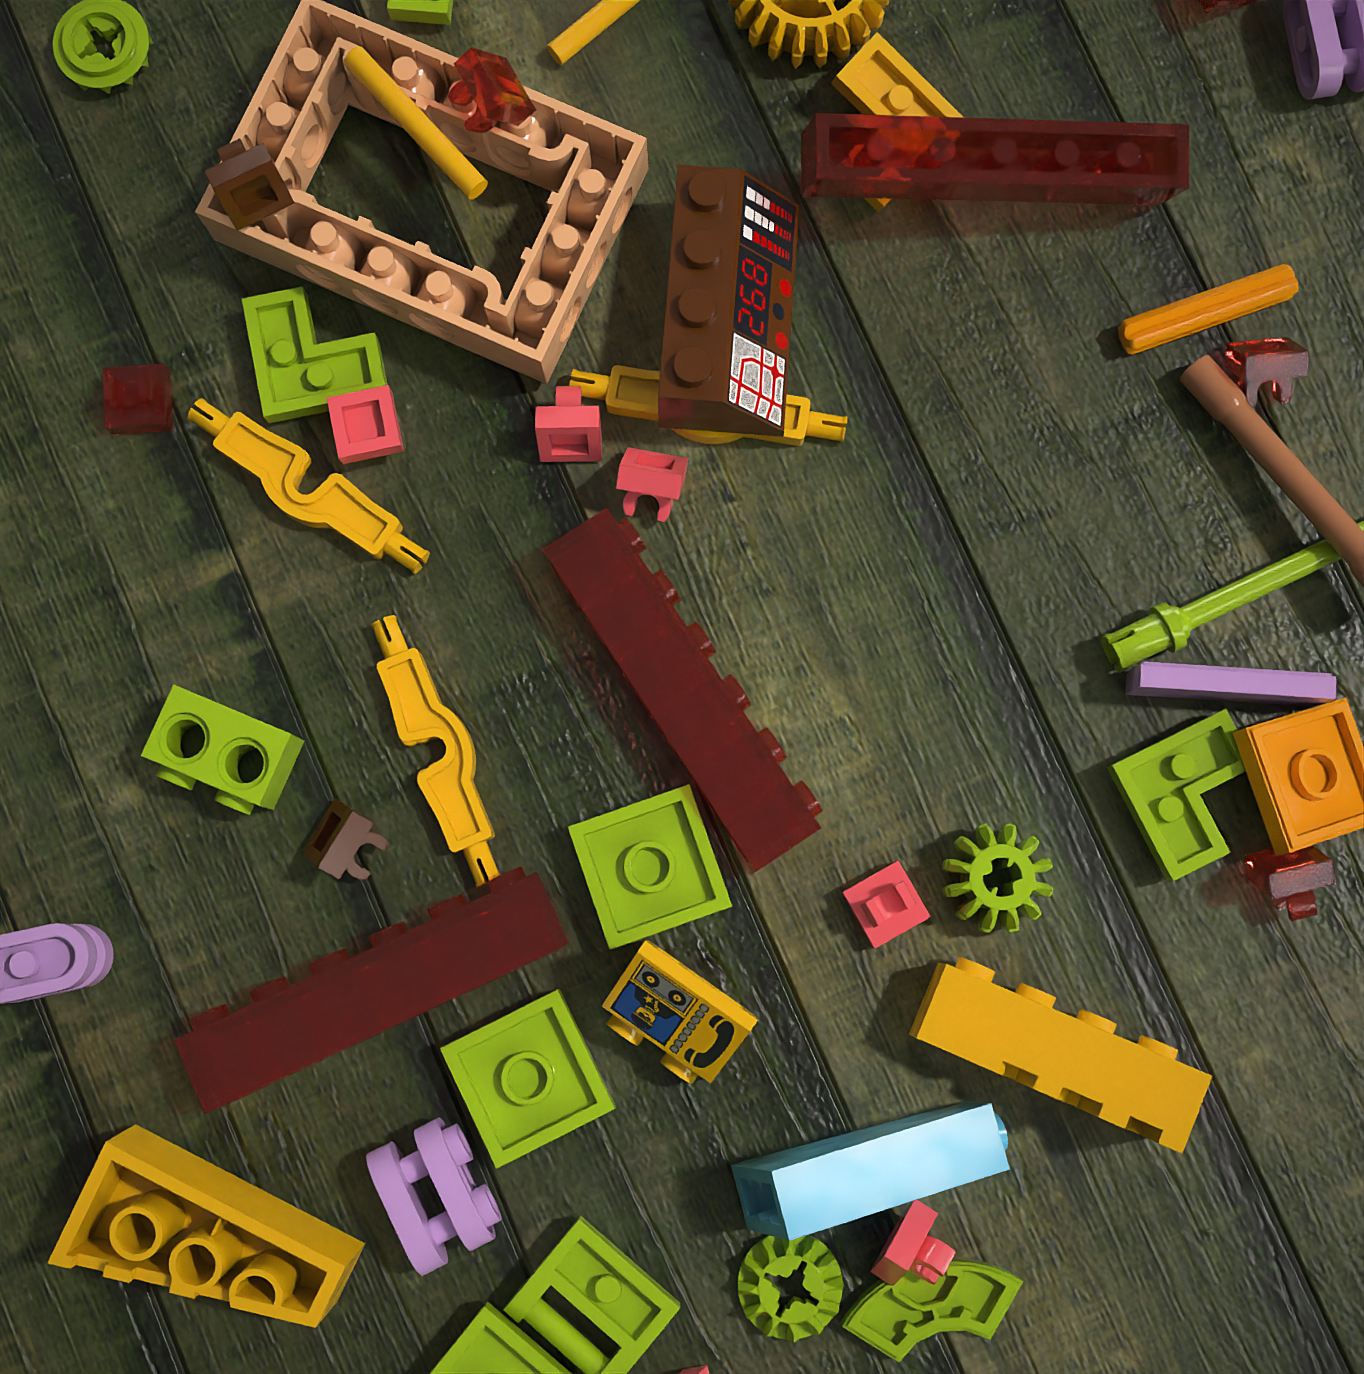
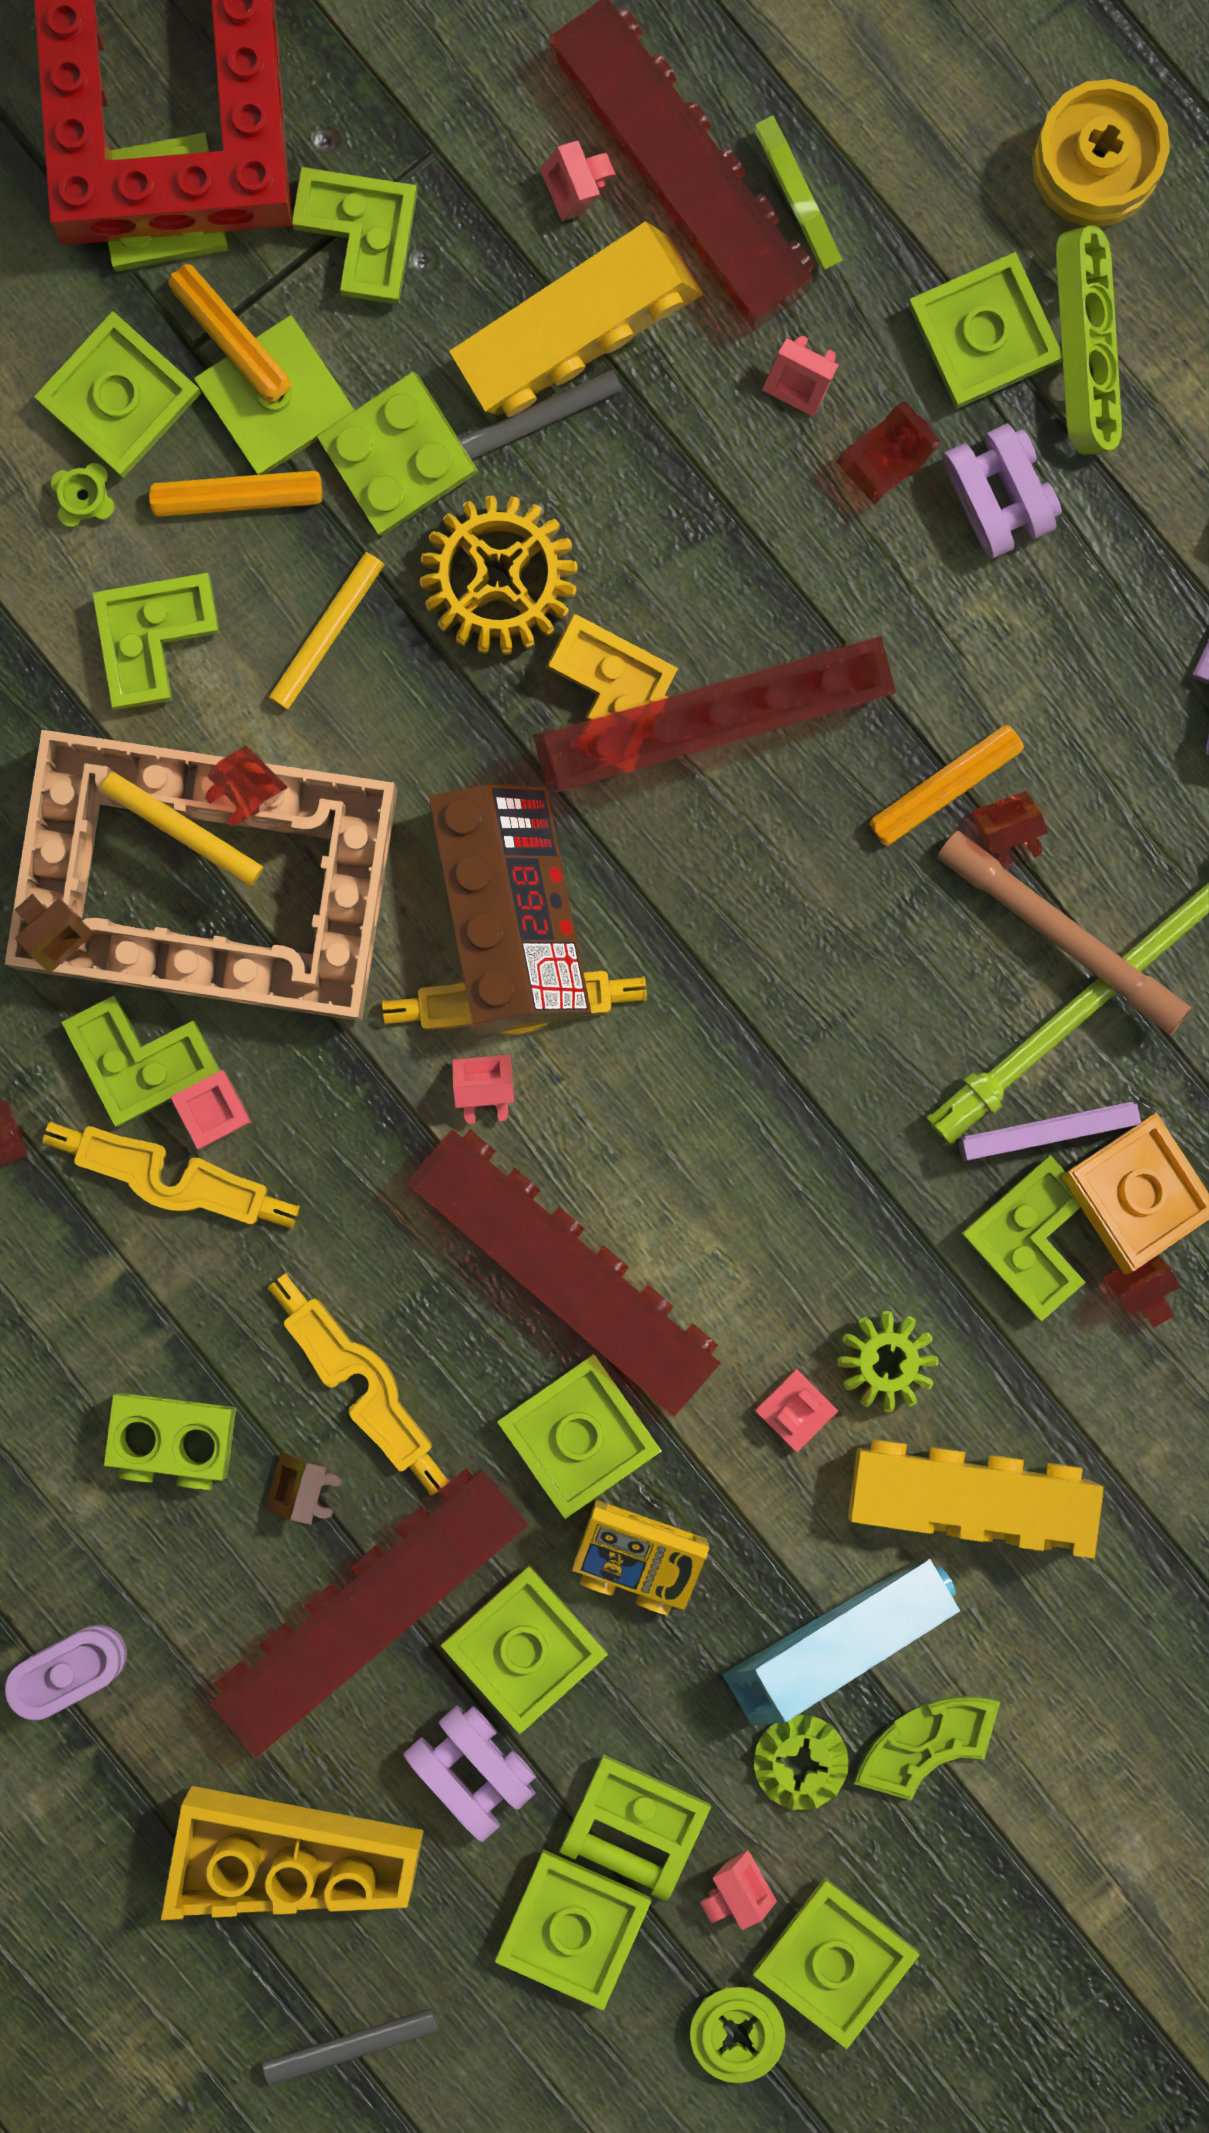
camera: 20 degrees left, 5 degrees up
(568, 429) = (396, 1061): coral tile -> none
(912, 1249) = (894, 1700): coral tile -> none

